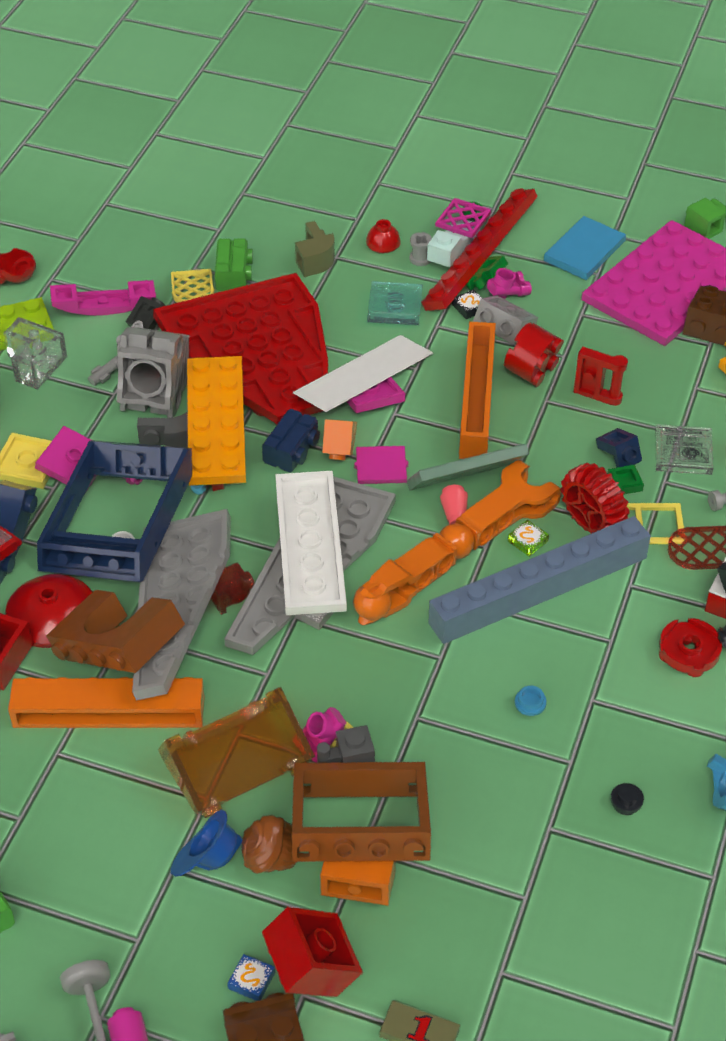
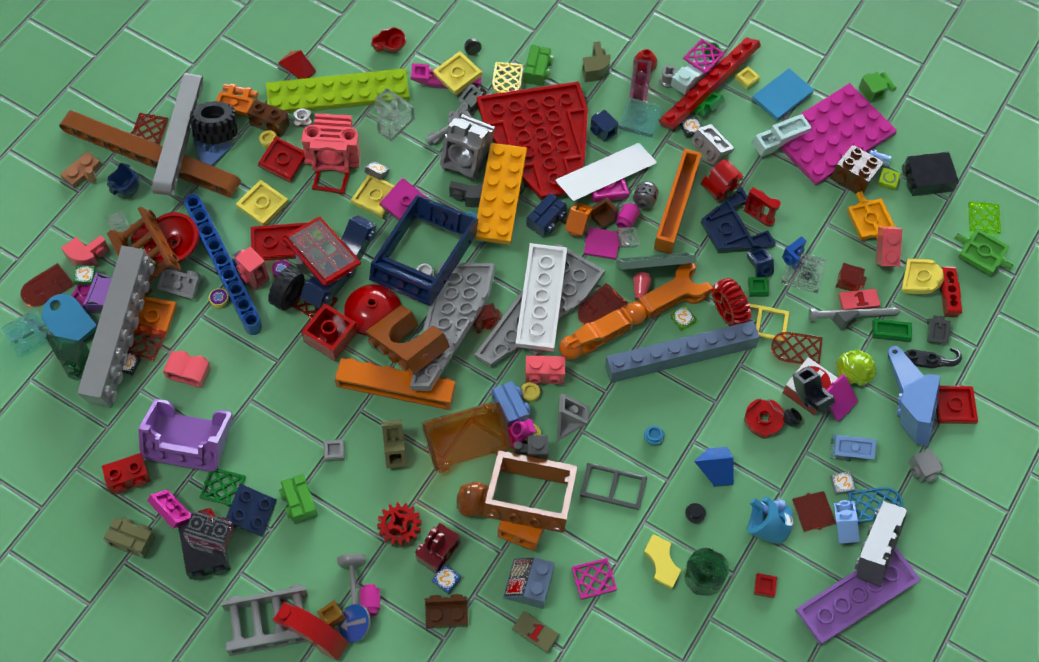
camera: 10 degrees right, 15 degrees up
(22, 426) = (376, 170): none -> flat silver tile
(25, 819) = (334, 450): none -> light grey tile
(119, 288) = (457, 73): none -> light yellow tile
(122, 785) = (394, 444): none -> olive brick
(134, 257) = (472, 46): none -> pearl dark grey plate
(151, 920) = (405, 520): none -> red gear
(209, 847) = (436, 493): blue piece -> none
(227, 929) = (438, 548): none -> dark red brick
(299, 691) = (511, 403): none -> medium blue brick
(311, 952) = (482, 574): red brick -> none
(323, 678) = (530, 392): none -> light yellow tile
(339, 640) = (545, 369): none -> coral brick
(346, 319) = (604, 125): none -> dark blue brick
(375, 423) = (604, 213): none -> reddish brown panel
(383, 255) = (640, 79): none -> clear pink brick
(392, 951) = (529, 581): none -> sand blue slope
(394, 697) = (571, 416): none -> light grey slope
(397, 540) = (600, 304): none -> clear red window
(410, 423) = (627, 216): none -> dark pink brick
(417, 448) = (627, 237): none -> clear plate
(429, 391) = (645, 195): none -> flat silver head
(484, 908) = (597, 592): none -> dark pink window
(487, 806) = (610, 500): none -> dark grey window
(508, 283) = (721, 116): dark pink plate -> none
(530, 236) = (747, 77): none -> light yellow tile
(561, 418) = (728, 230): none -> dark blue wing
(587, 868) = (665, 570): none -> light yellow tile
(597, 289) = (780, 134): none -> light aqua slope
(643, 725) = (717, 466): none -> blue slope
(663, 424) = (793, 251): none -> blue bracket
(671, 877) = (700, 581): none -> clear green brick

